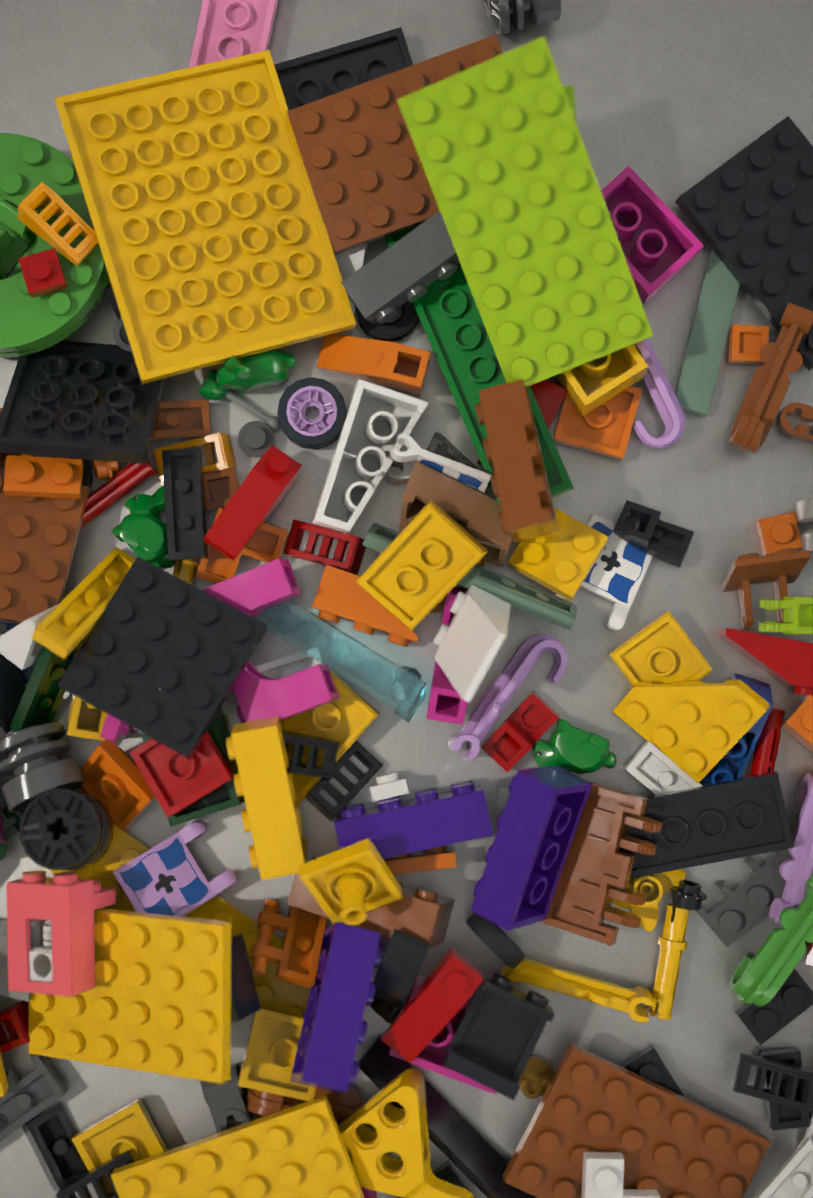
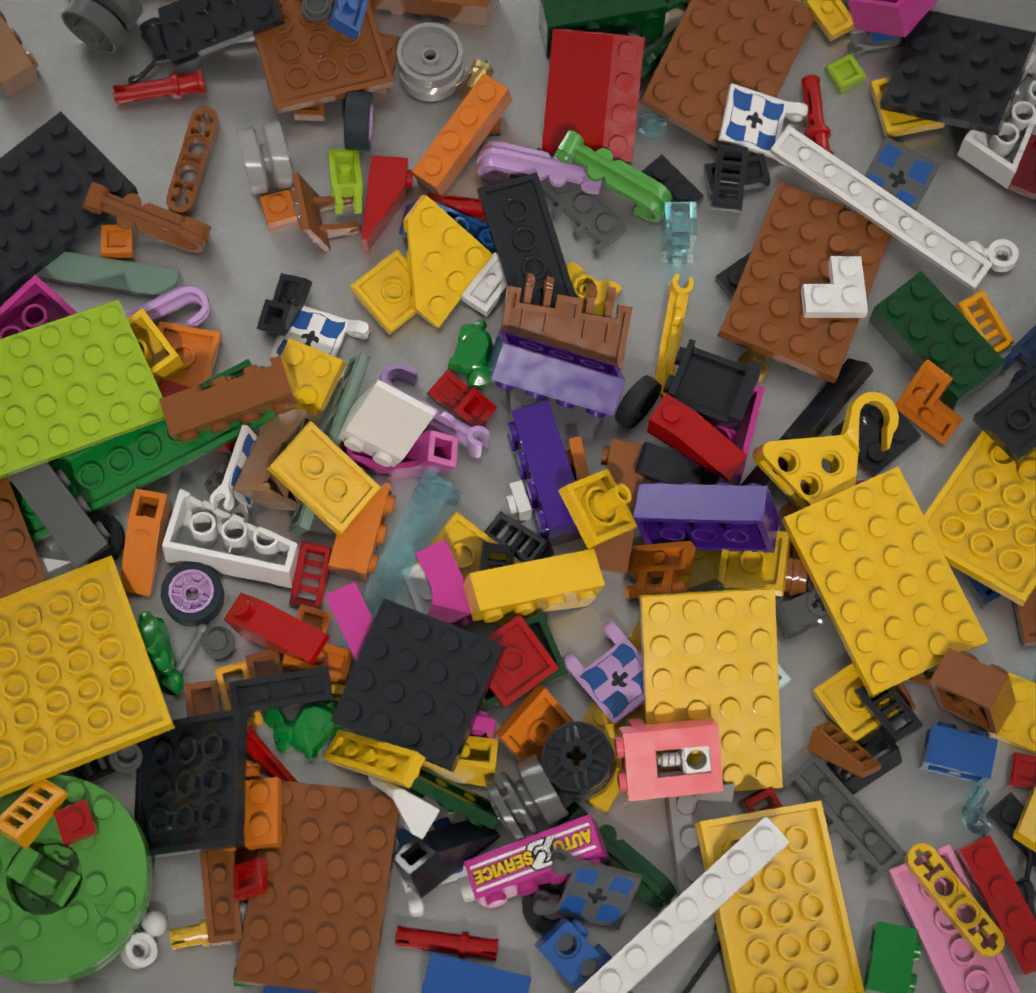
camera: 95 degrees left, 15 degrees down
(62, 1125) = (841, 750): none -> dark orange slope
(672, 945) = (639, 268): yellow pin -> none
(688, 895) = (586, 257): black plate -> none
(708, 1012) = (679, 232): none -> clear light blue brick

